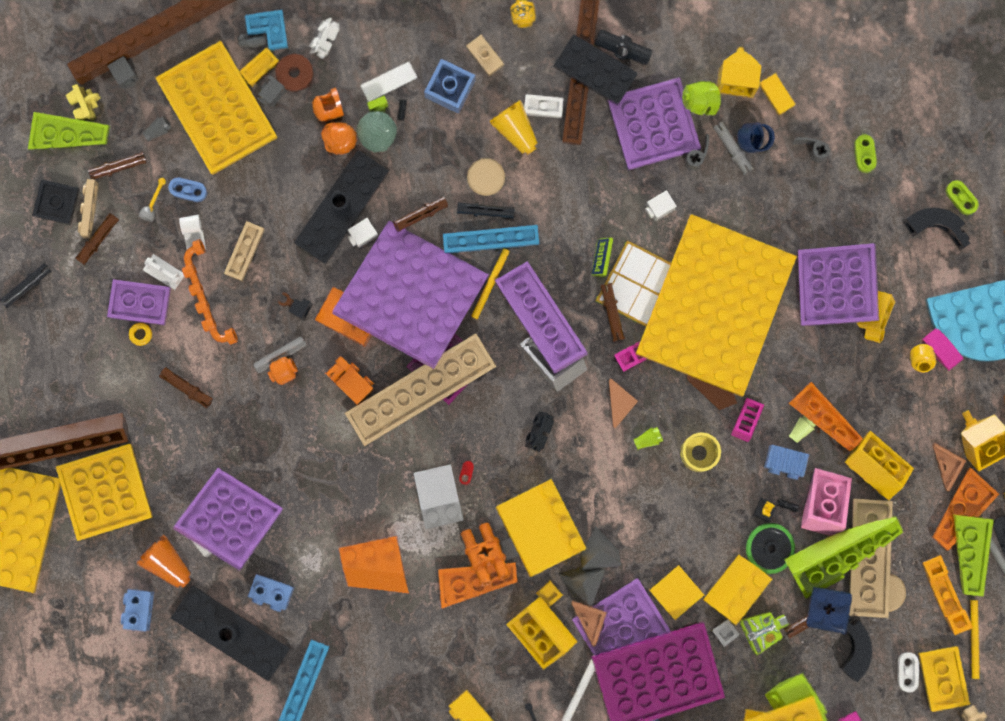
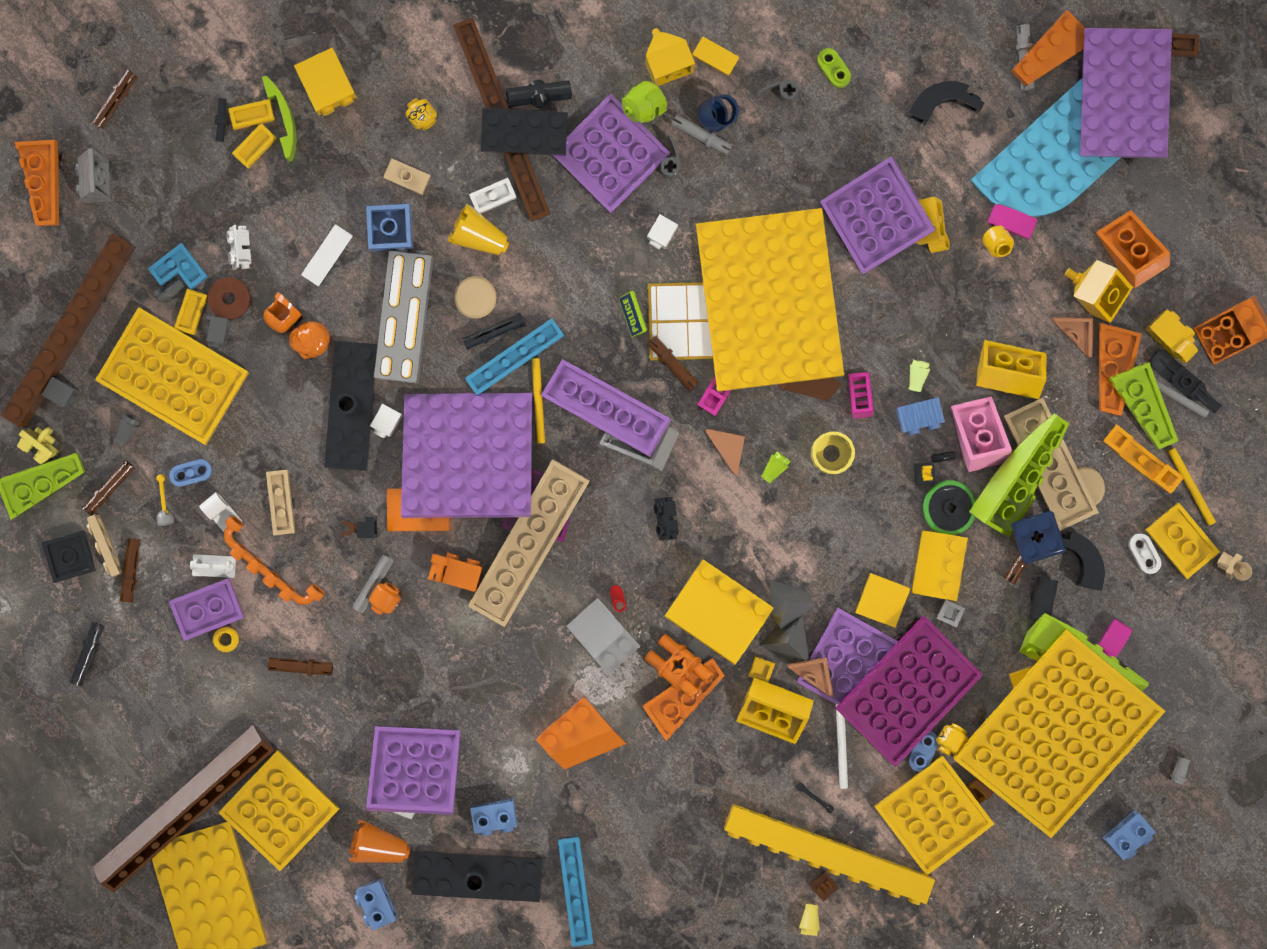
camera: 25 degrees left, 5 degrees up
(376, 131) = (343, 312): sand green hair -> none
(379, 104) = (330, 286): lime plate -> none
(402, 109) = (355, 276): black piece -> none
(422, 160) = (403, 316): none -> light grey brick
(426, 211) = (432, 370): reddish brown pin -> none
(763, 630) = (985, 591): torso -> none
(807, 661) = (1043, 597): none -> black pin
(823, 414) = (929, 349): orange wing -> none
(963, 196) = (951, 61): lime plate -> none

